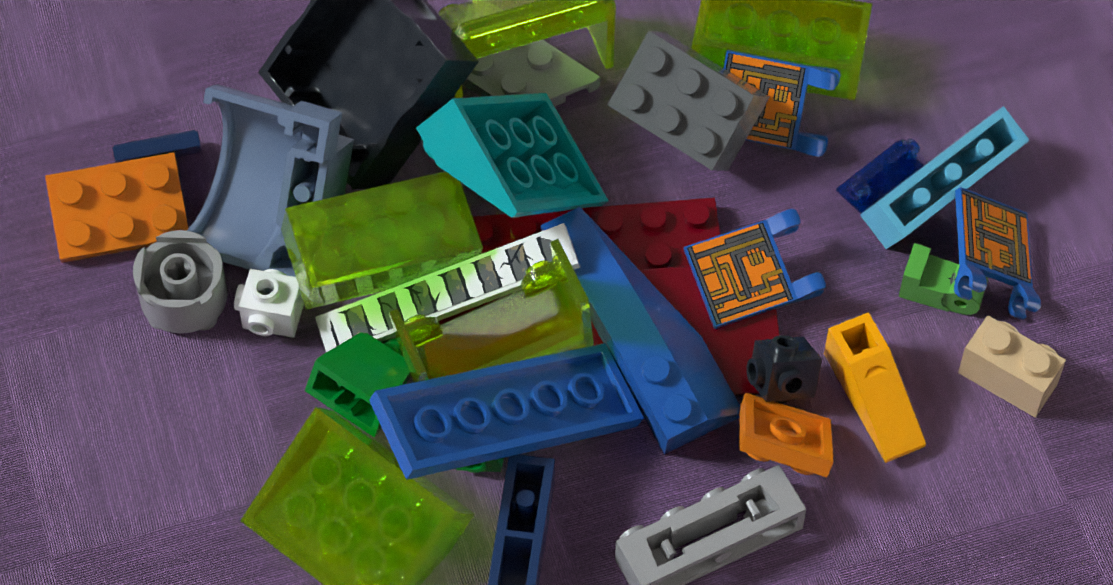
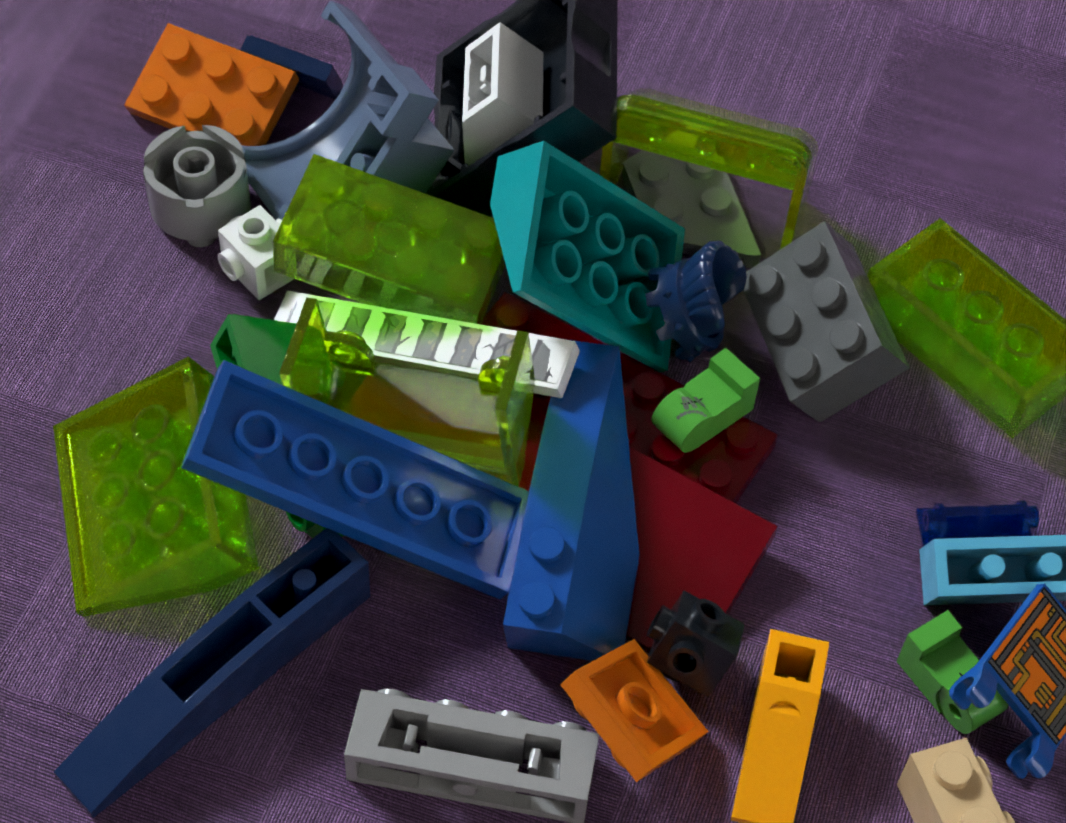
camera: 35 degrees right, 5 degrees down
(351, 78) = (499, 90): none -> white slope
(600, 139) = (693, 297): none -> dark blue hair
(664, 205) = (707, 402): none -> bright green leg
(744, 272) = (739, 521): flag -> none
(787, 89) = (918, 393): flag -> none

